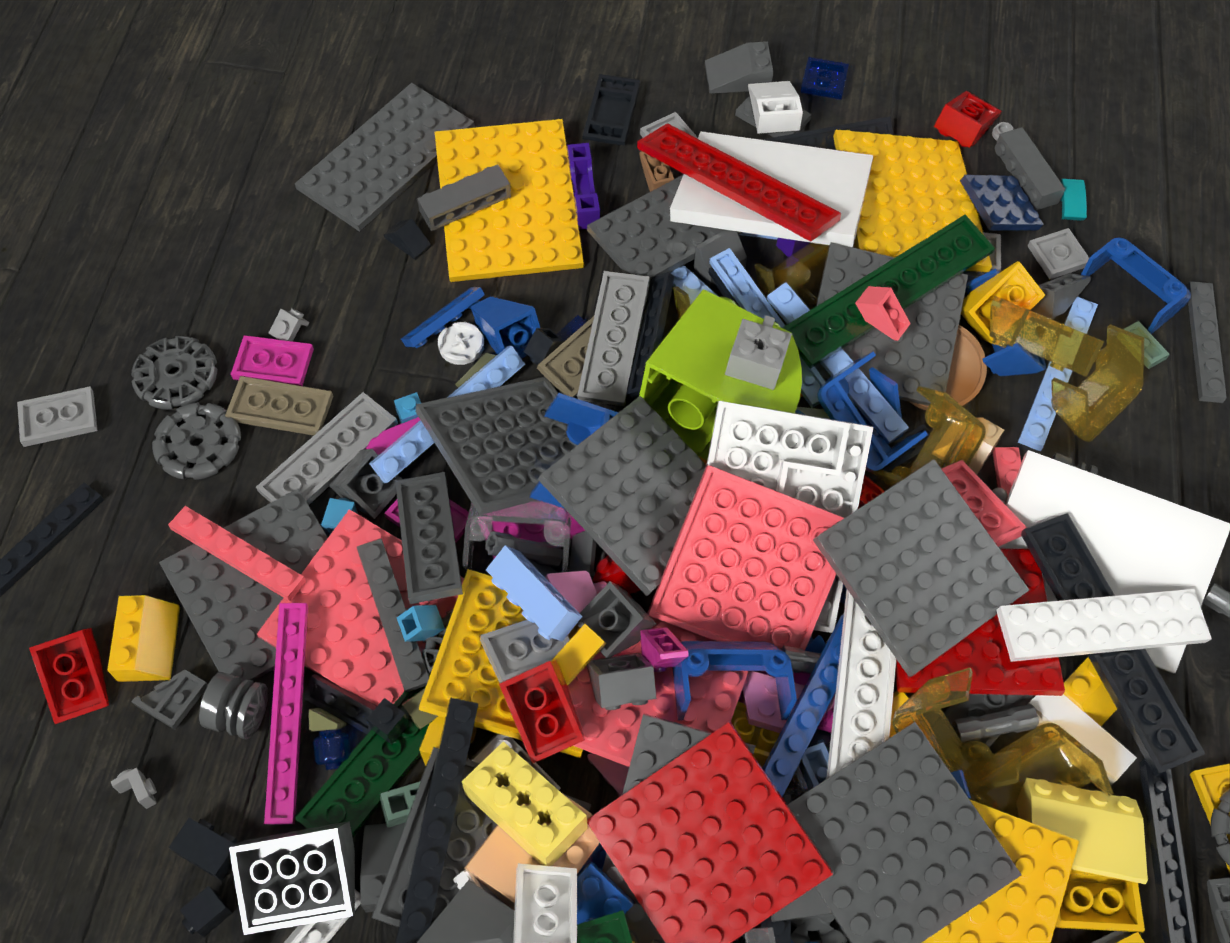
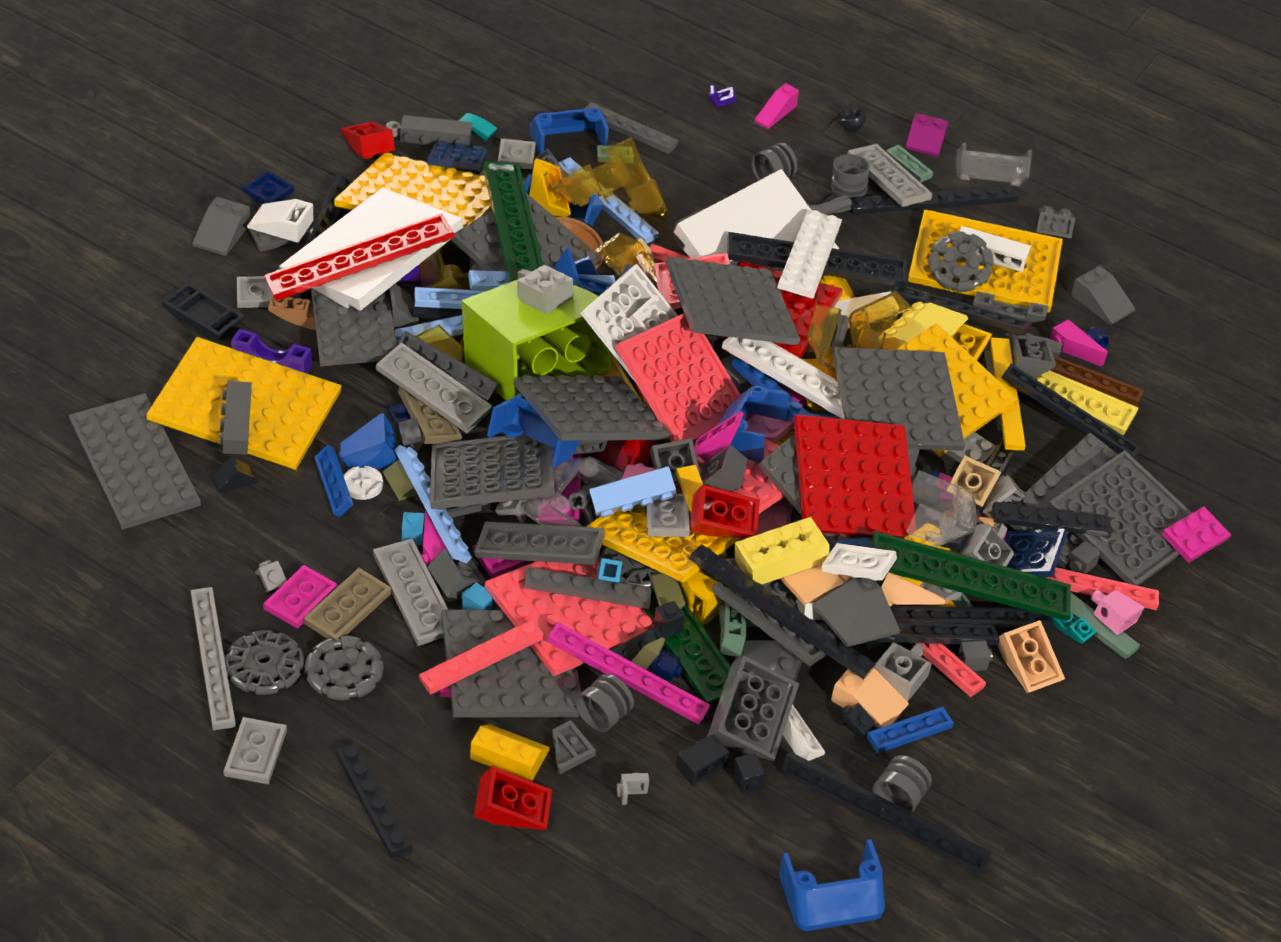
camera: 70 degrees left, 15 degrees down
(162, 326) = (212, 659): none -> light grey plate
(883, 311) = (535, 231): coral slope -> none

